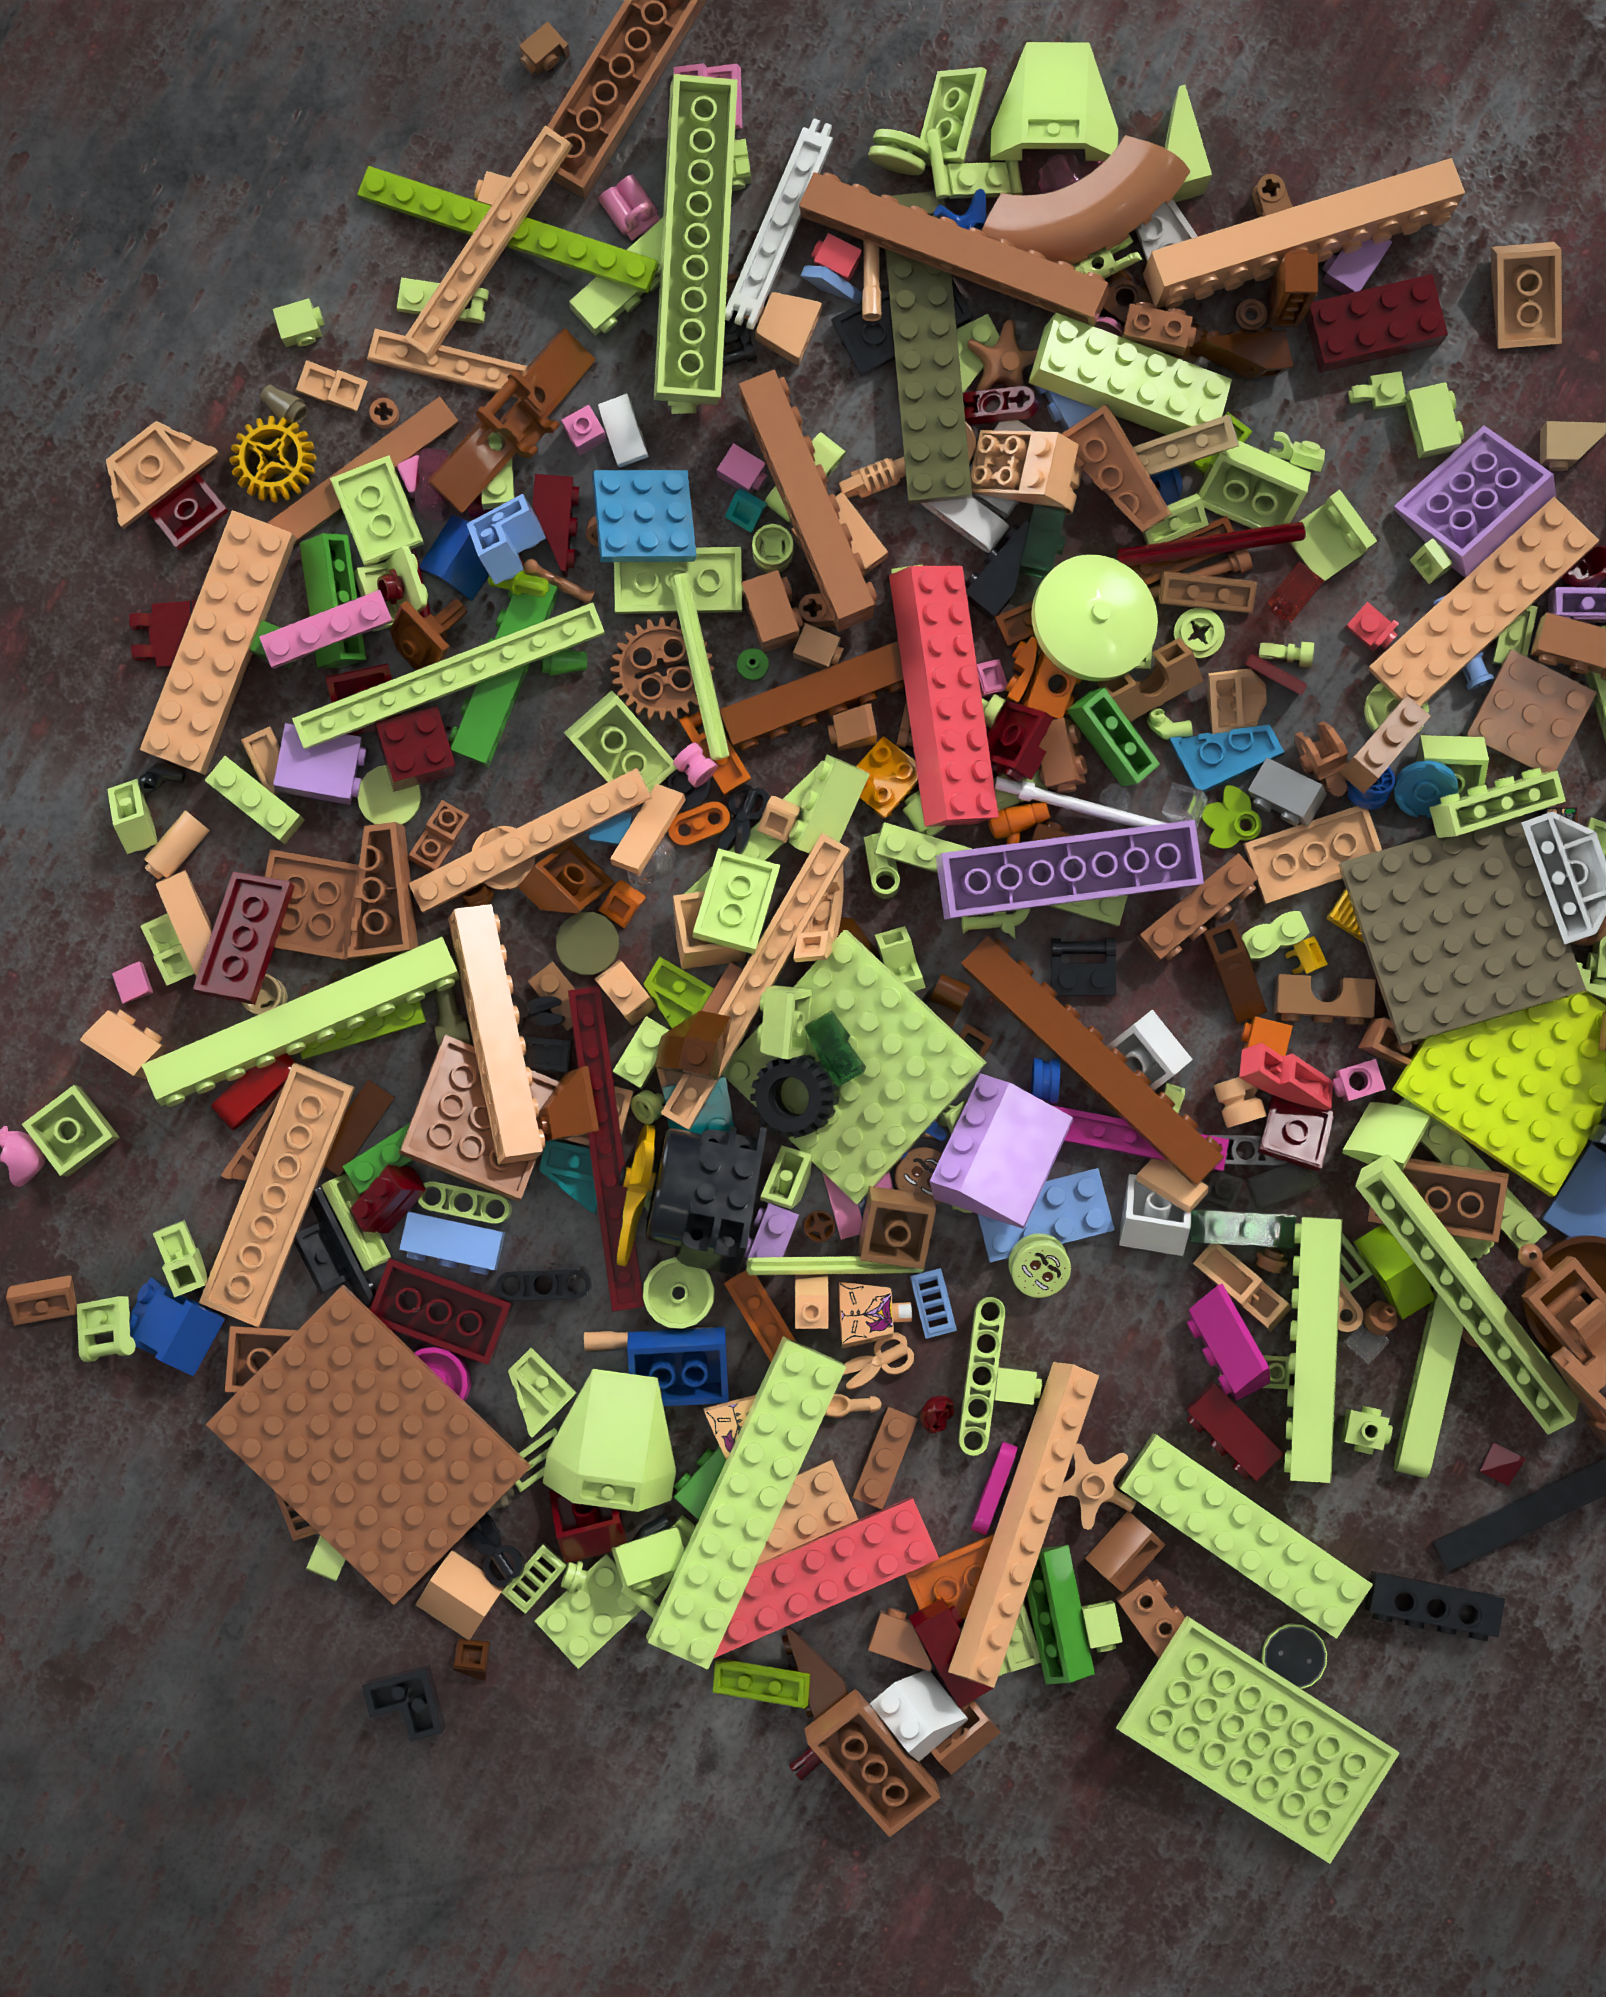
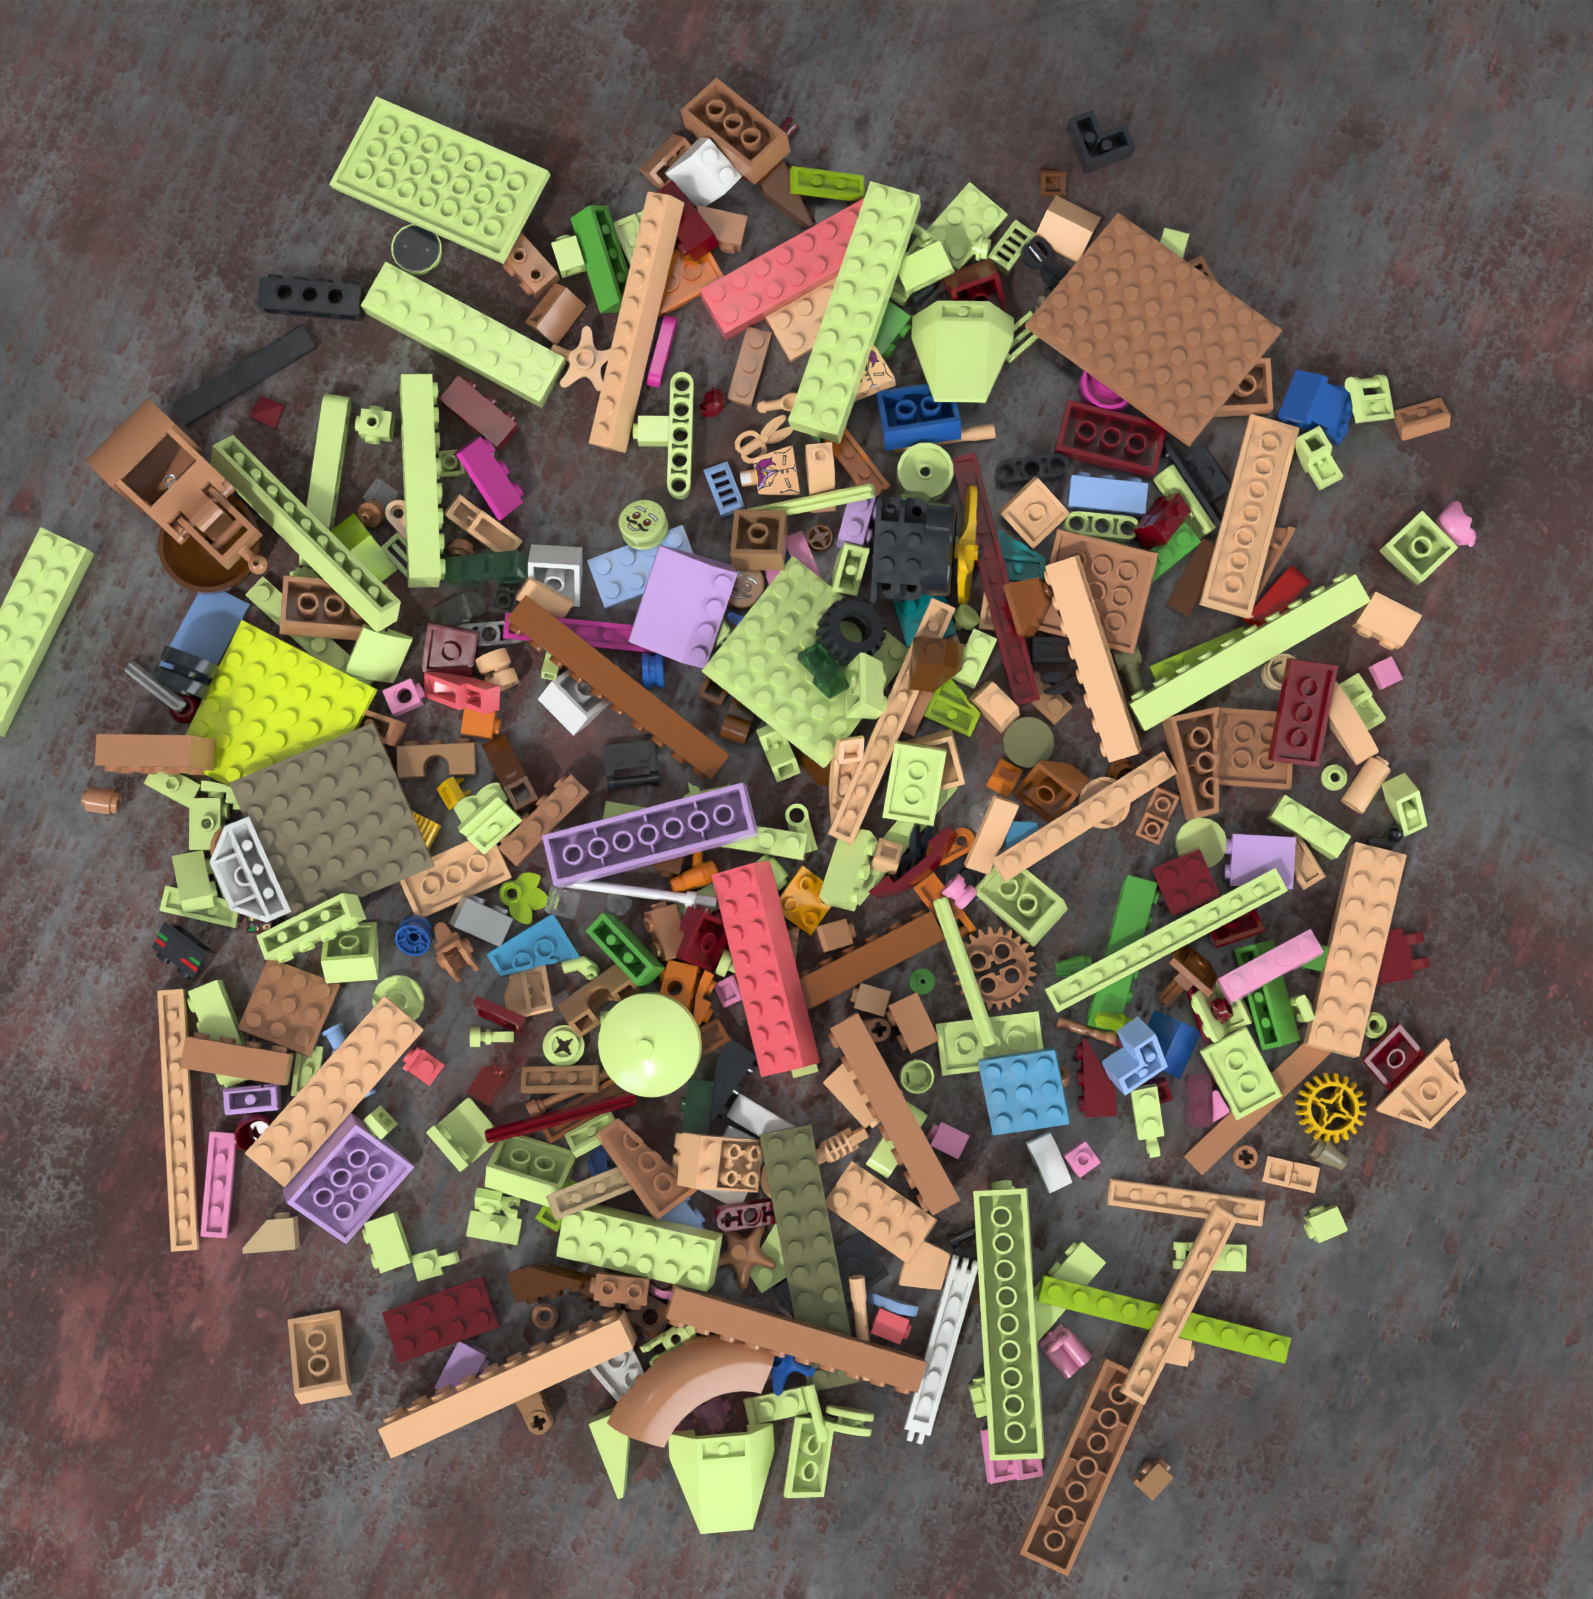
camera: 175 degrees right, 0 degrees up
(199, 549) = (1380, 1028): none -> yellowish green plate
(223, 864) = (1328, 783): none -> yellowish green plate
(293, 578) = (1301, 1008): none -> yellowish green plate
(473, 461) = (1168, 1118): dark orange piece -> none
(538, 1390) = (1025, 389): yellowish green wing -> none
(546, 1229) = (1034, 512): none -> light nougat plate
(713, 821) = (940, 844): none -> dark red slope
(745, 510) = (941, 1106): teal plate -> none
(836, 391) = (880, 1212): none -> light nougat plate
(1266, 907) = (489, 823): none -> yellowish green plate
(1293, 289) = (513, 1333): dark orange brick -> none
(1303, 425) = (494, 1227): none -> yellowish green tile
(1385, 744) = (404, 964): arch -> none
(1422, 786) = (371, 936): dark azure tile -> none

